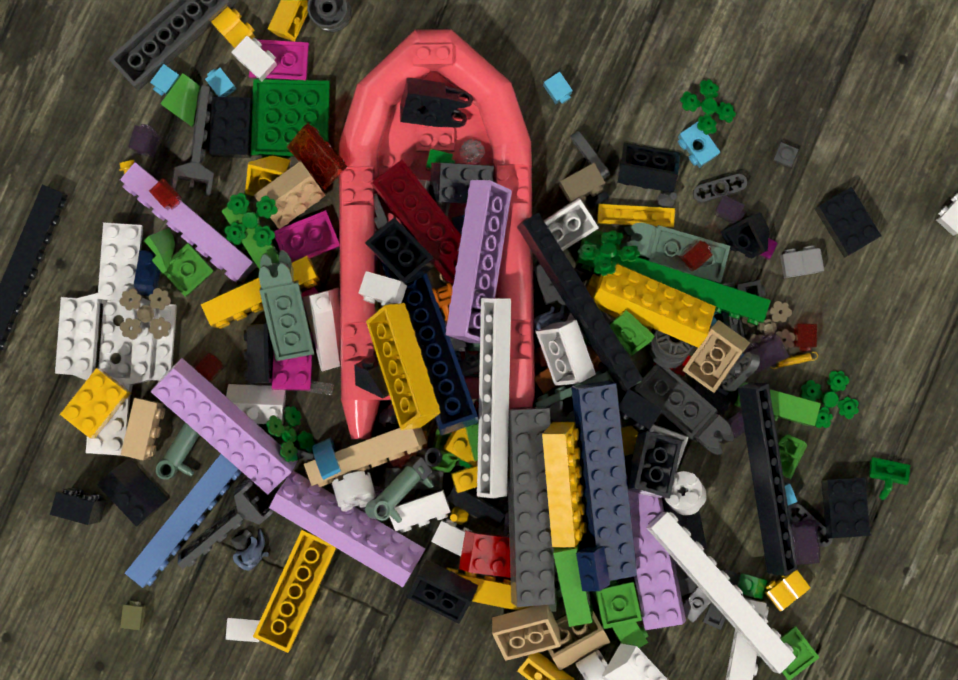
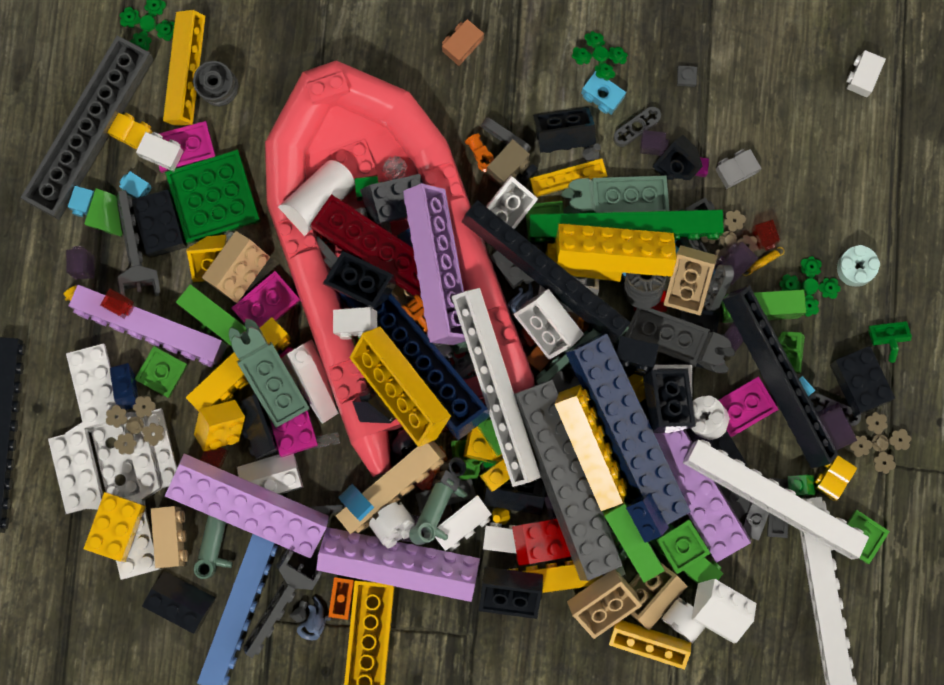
camera: 25 degrees left, 5 degrees down
(78, 506) = (130, 632): black brick -> none
(163, 246) = (130, 355): bright green slope -> none
(223, 341) = (219, 425): none -> yellow brick
(251, 220) = (207, 300): green plant -> none
(284, 541) = (341, 598): none -> orange brick
(289, 435) = (311, 493): green plant -> none
(317, 156) = (250, 220): clear red plate -> none
(383, 153) = (311, 196): none -> white brick
(433, 104) = (342, 135): black brick -> none
(558, 88) = (454, 85): medium azure brick -> none
(559, 161) = (480, 151): none -> orange connector
(580, 48) = (462, 42): none -> nougat brick
(607, 251) = (554, 215): green plant -> none
(630, 332) = (603, 283): bright green plate -> none
(696, 255) = (638, 193): clear red brick -> none
(727, 493) = (747, 406): none -> dark pink plate
(842, 571) = (881, 443): none -> dark tan plant
(848, 222) = (766, 117): black brick -> none
(893, 400) = (868, 264): none -> light aqua brick

